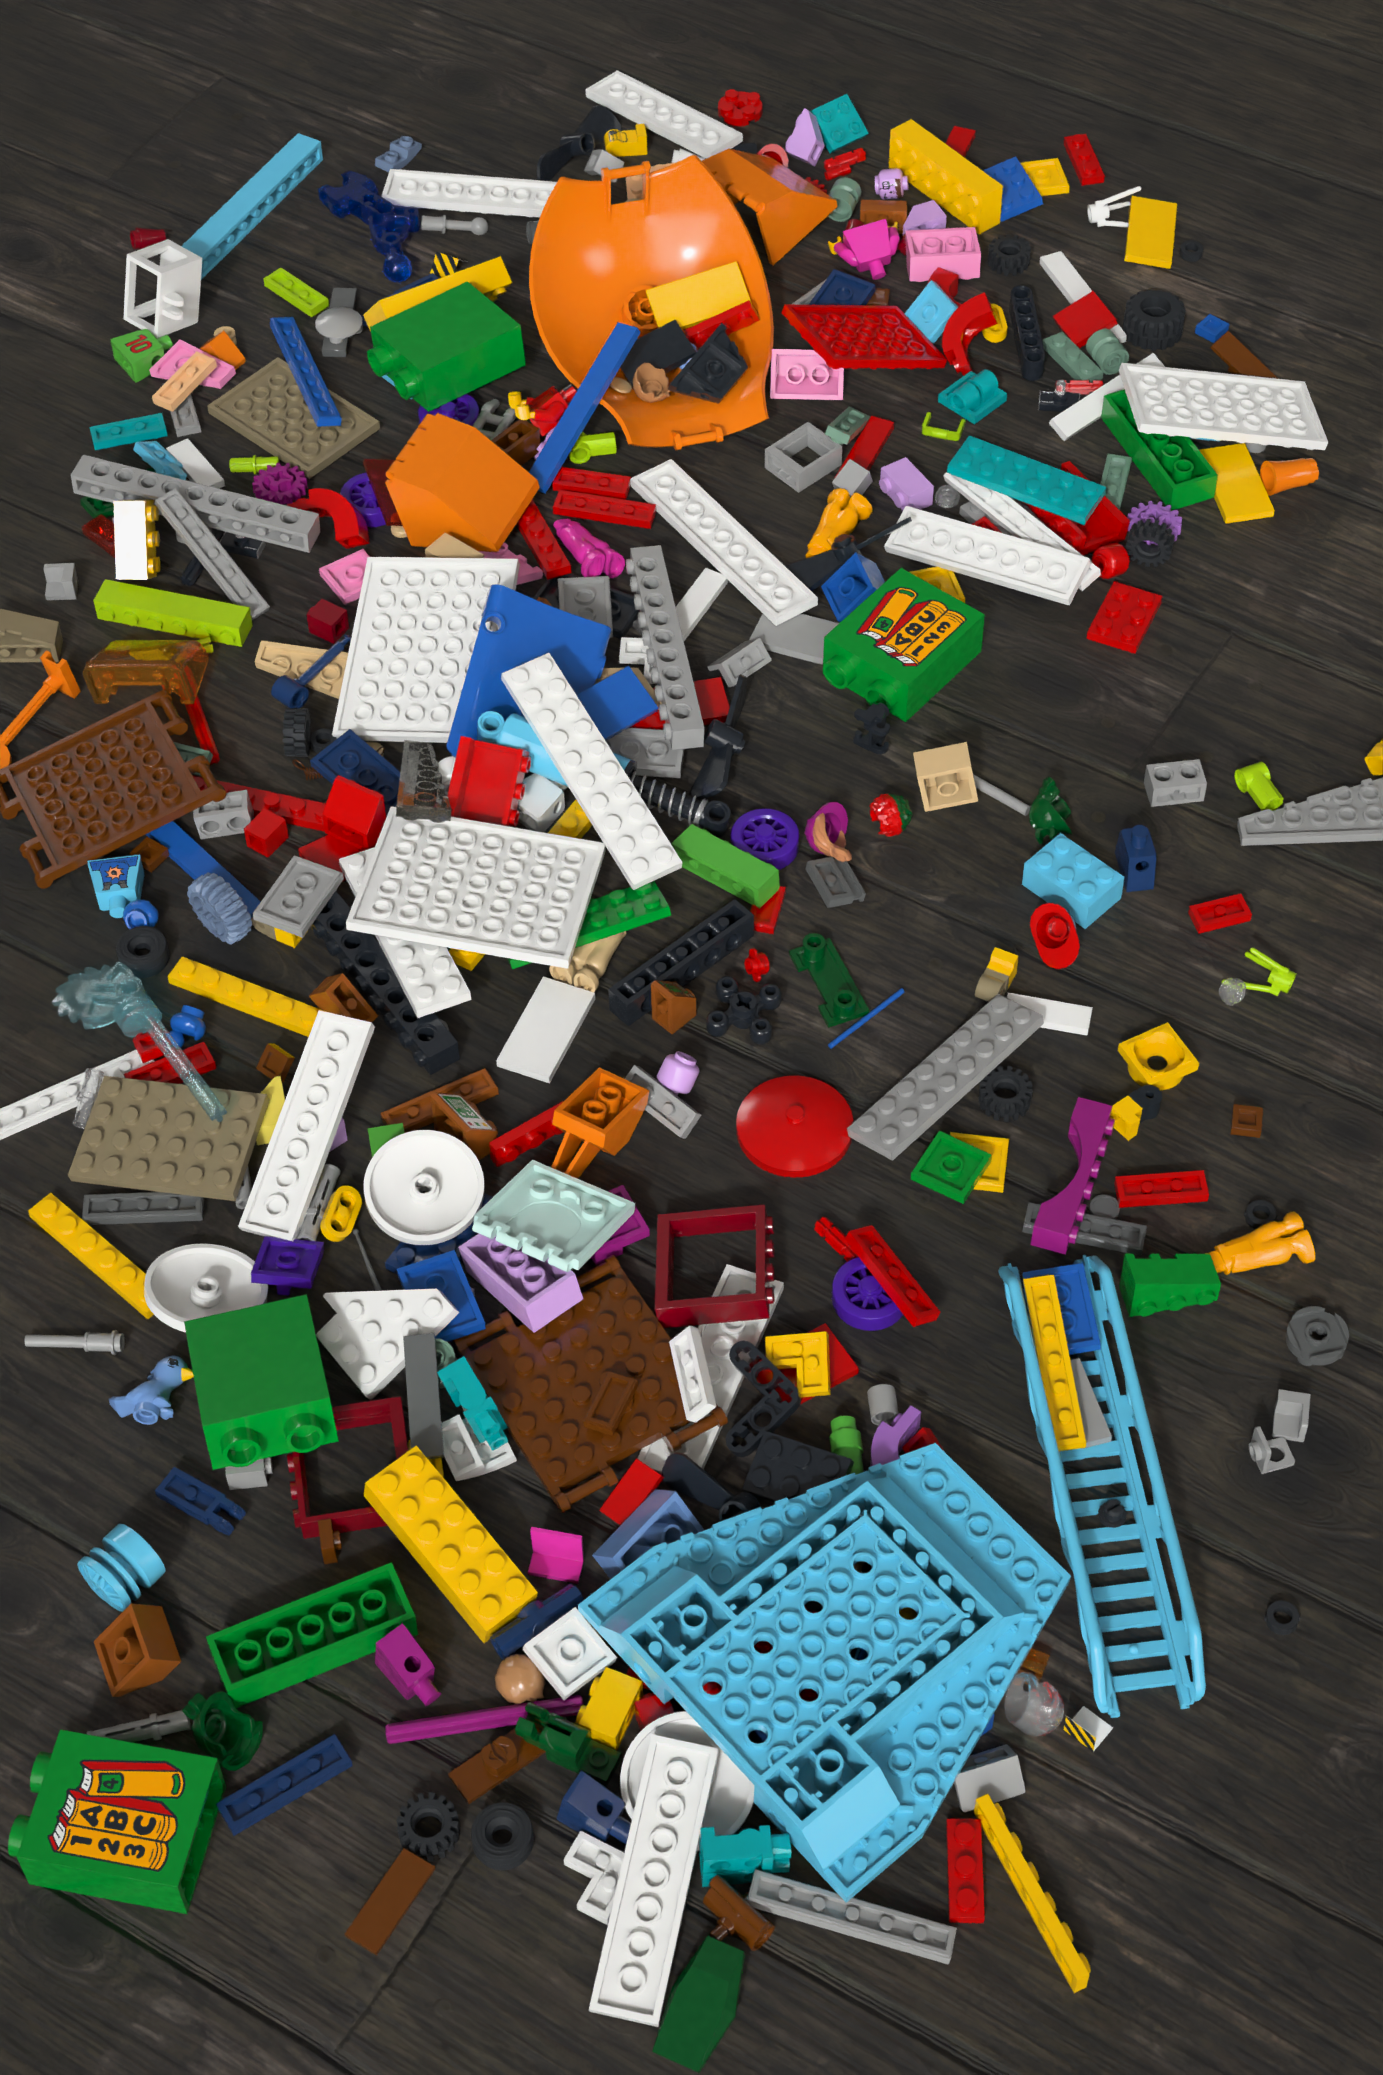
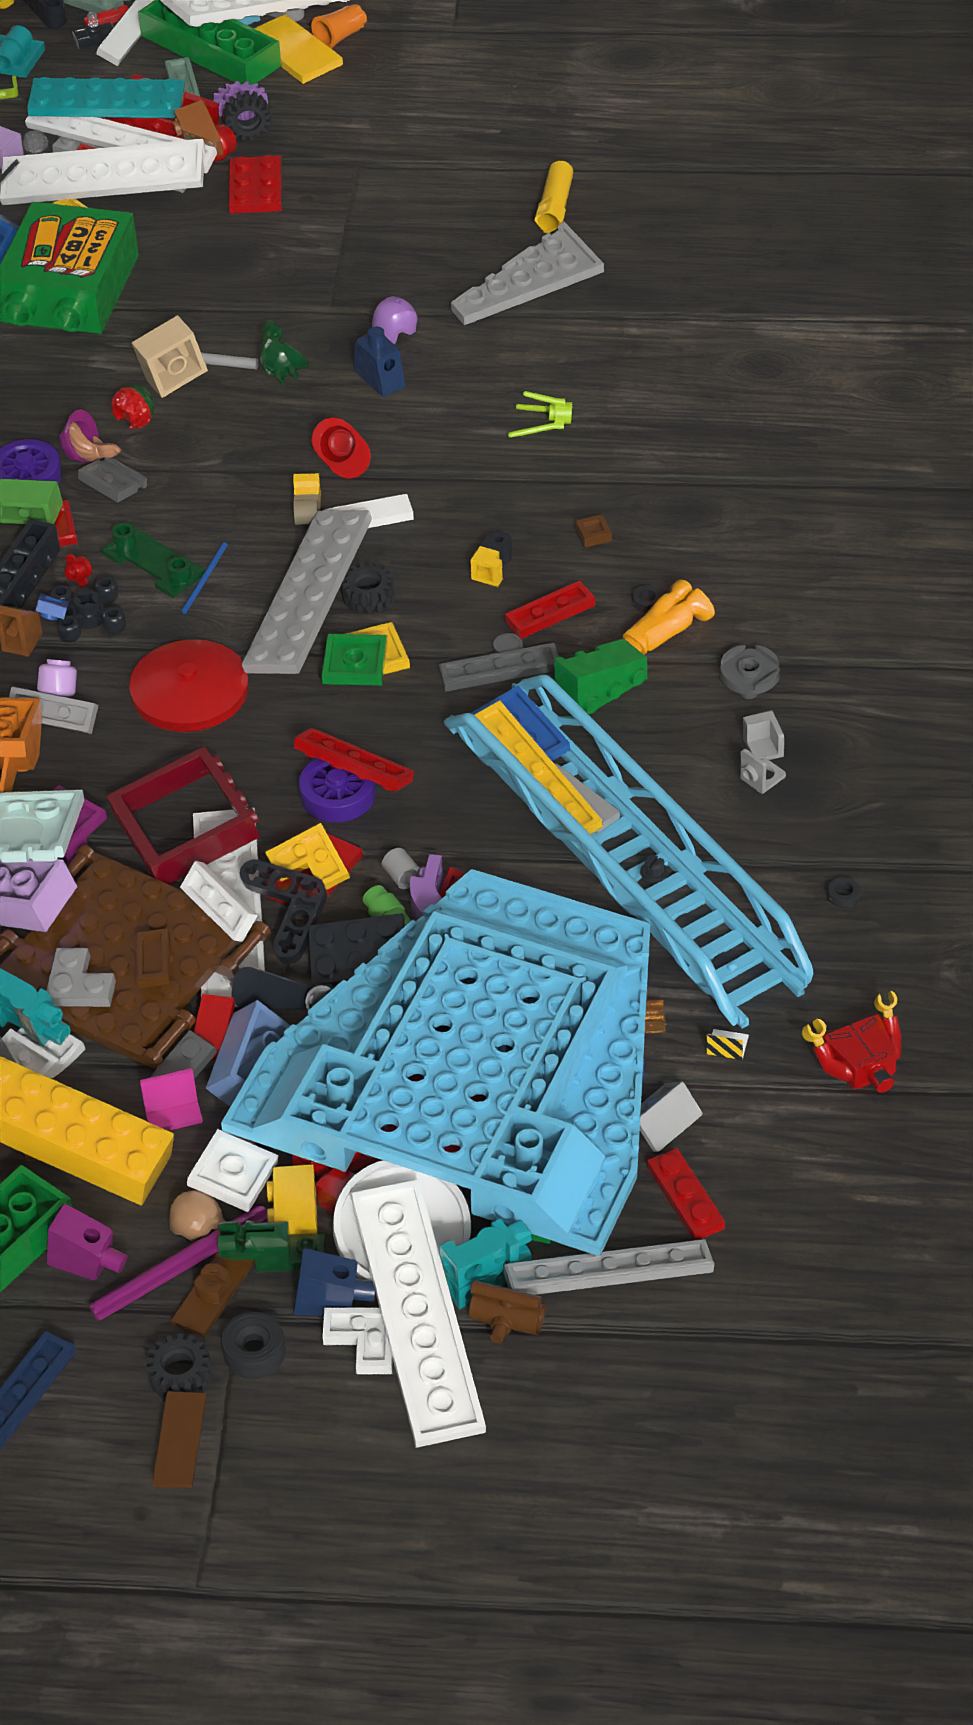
camera: 25 degrees left, 5 degrees down
(529, 1397) = (73, 986): none -> light grey plate
(533, 1620) = (180, 1163): dark blue piece -> none
(589, 1517) = (189, 1053): none -> dark grey plate
(701, 2005) = (515, 1394): dark green piece -> none
(708, 998) = (51, 607): none -> plate
(834, 1238) = (281, 757): red axle -> none
(875, 722) = (80, 343): black piece -> none
(1036, 1710) = (678, 1044): clear helmet -> none
(1038, 1903) = (755, 1184): yellow plate -> none
(1058, 1217) = (463, 592): magenta arch -> none
(1074, 879) = (330, 393): medium azure brick -> none
(1091, 541) = (195, 123): none -> dark orange slope
(1158, 1042) = (488, 497): yellow piece -> none
(1174, 814) = (395, 316): none -> medium lavender helmet
(1175, 782) = (368, 293): light grey brick -> none
(1206, 1800) = (861, 1051): none -> red torso
(1219, 913) = (477, 382): red plate -> none
(1232, 991) = (523, 436): clear plate -> none
(1257, 782) = (449, 269): lime piece -> none

